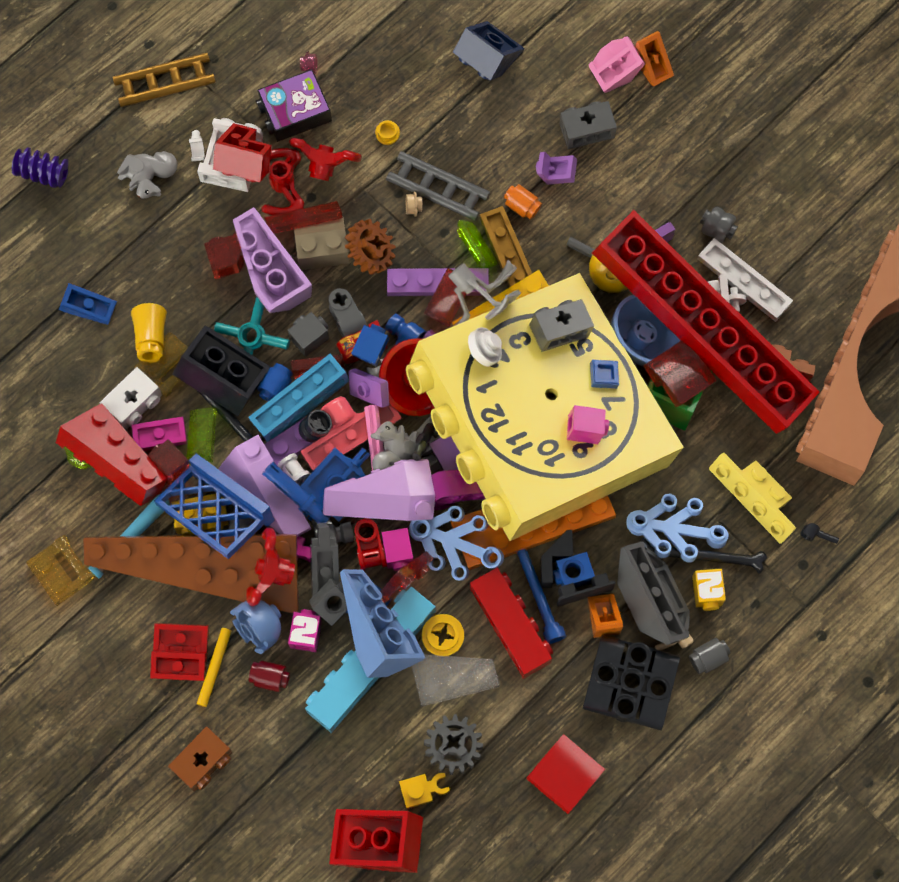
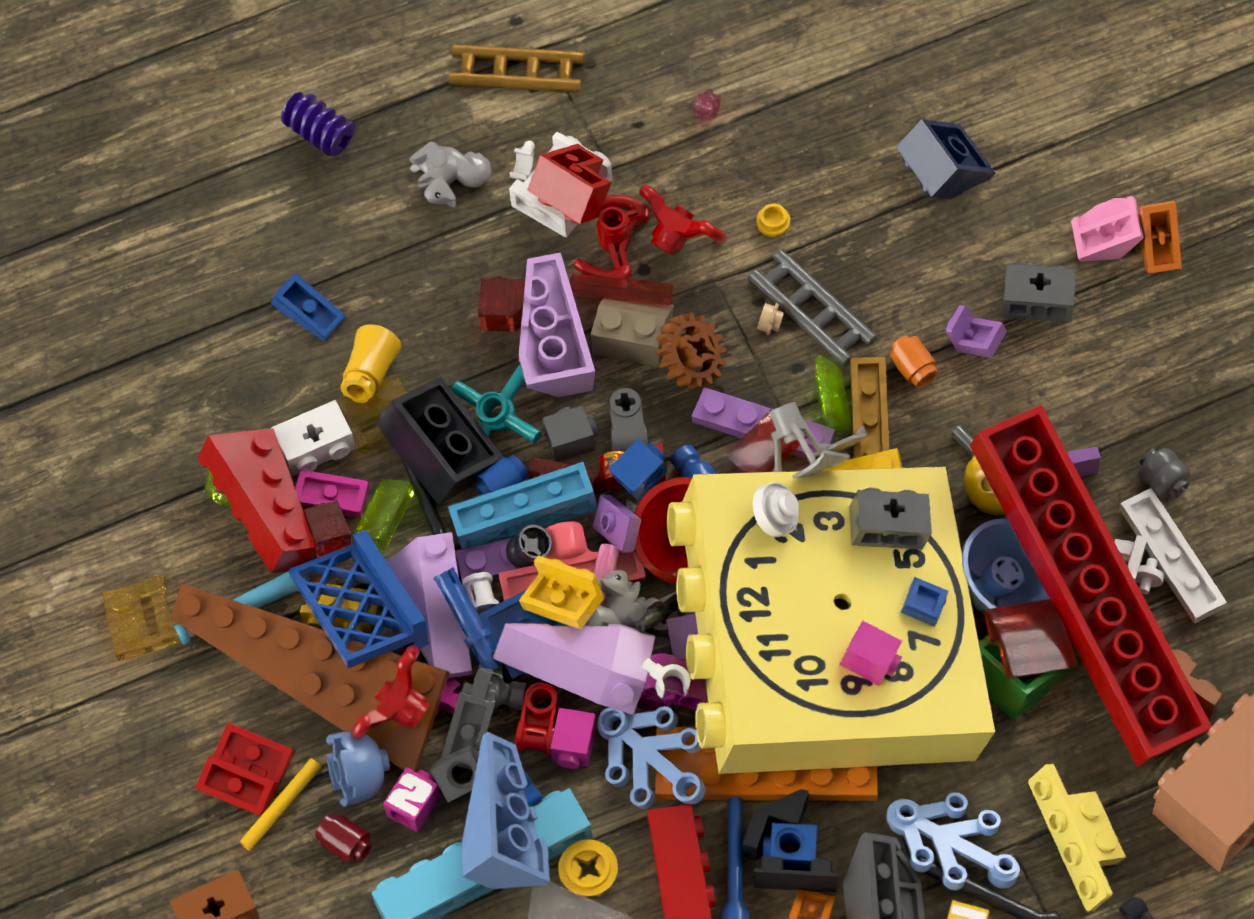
camera: 25 degrees right, 10 degrees down
(293, 105) = (665, 149): brick -> none
(355, 453) = (562, 593): none -> yellow bracket
(406, 576) = (568, 772): clear red wing -> none
(444, 486) = (660, 673): none -> white piece

